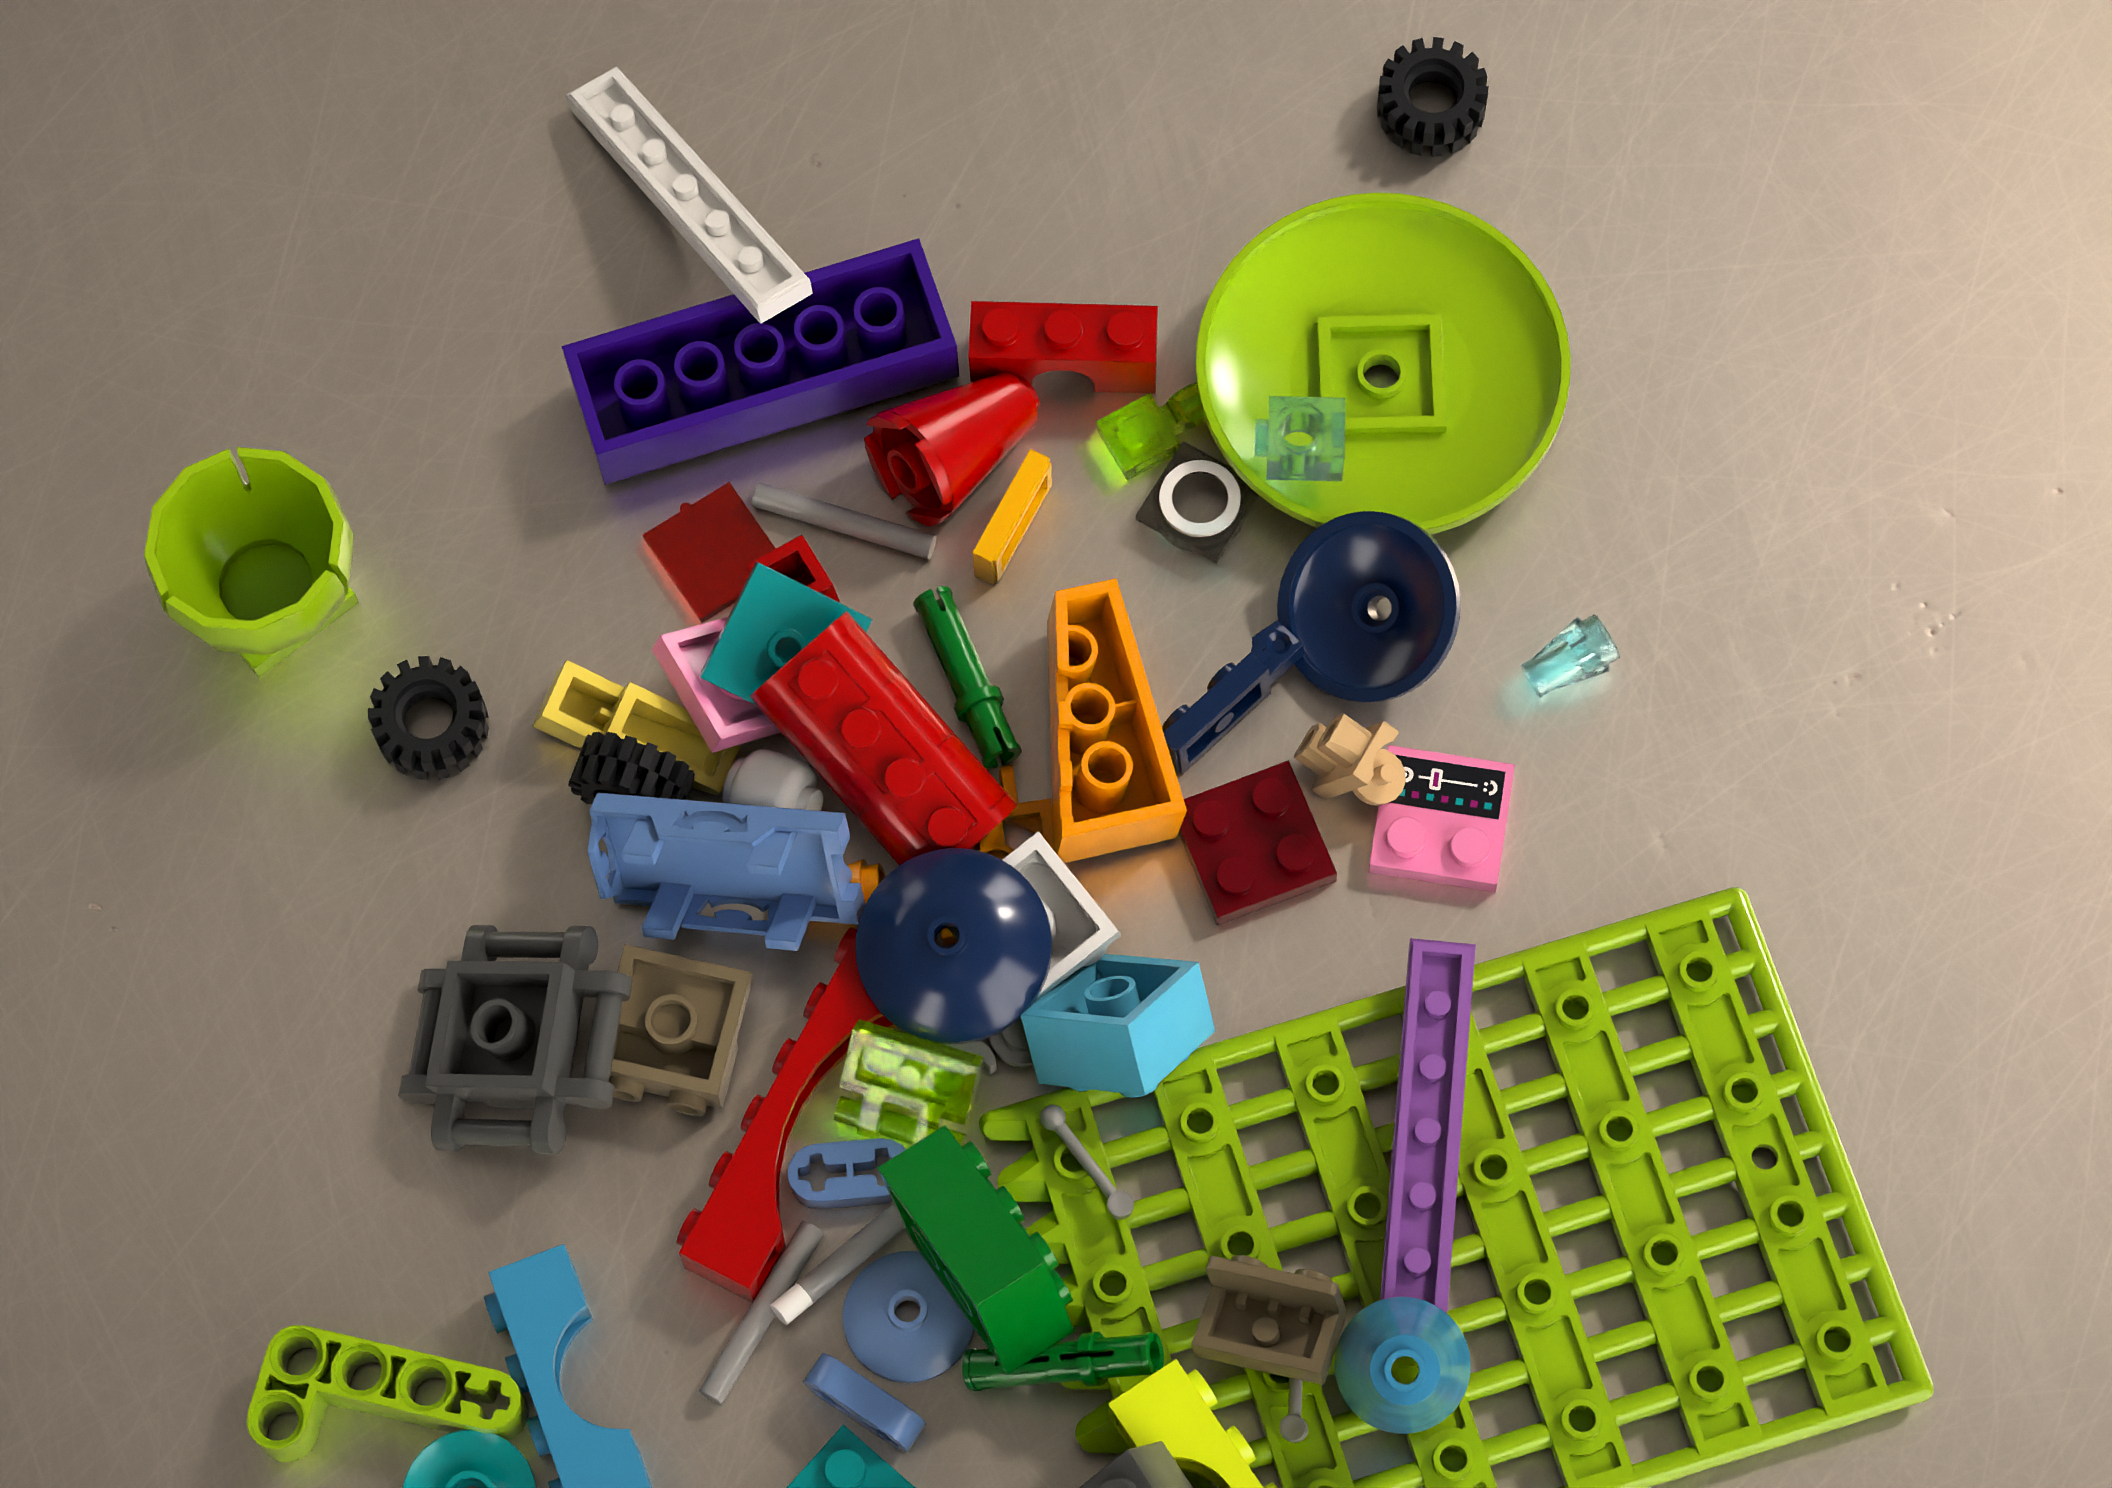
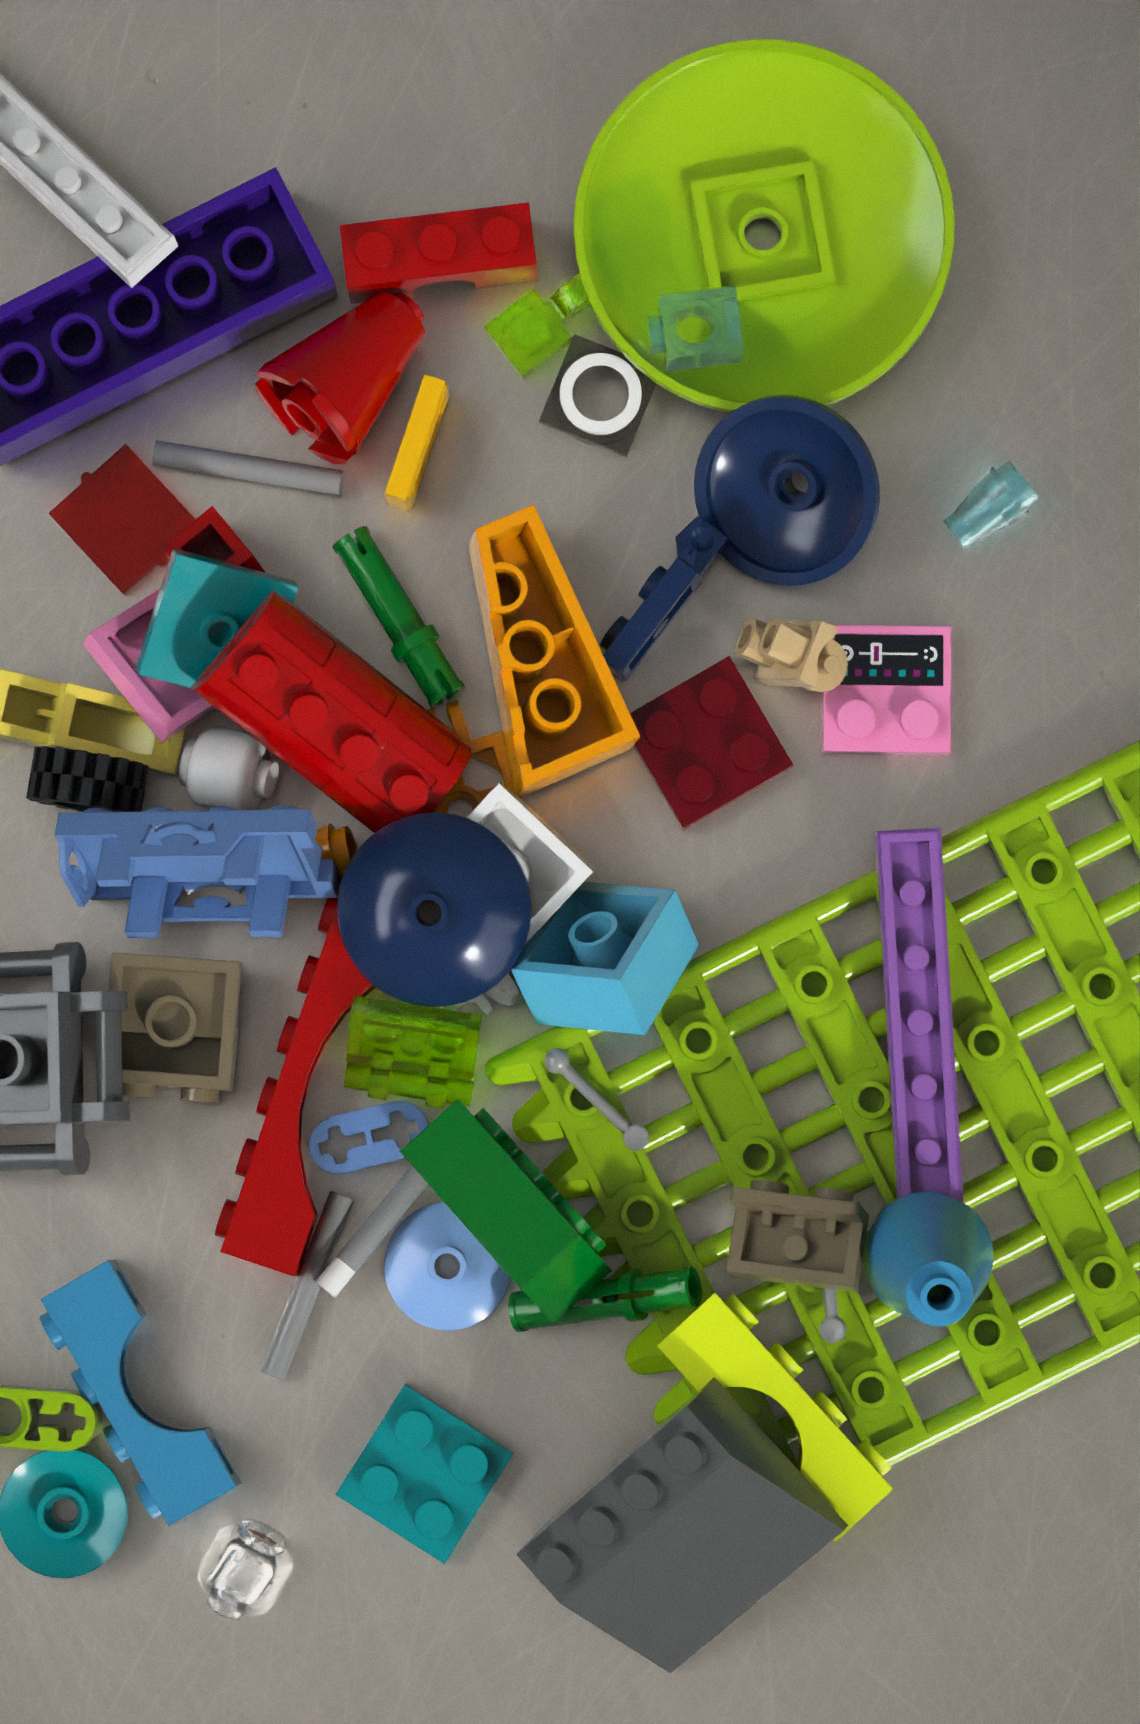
camera: 10 degrees left, 15 degrees up
(864, 1402) = (421, 1361): medium blue beam -> none

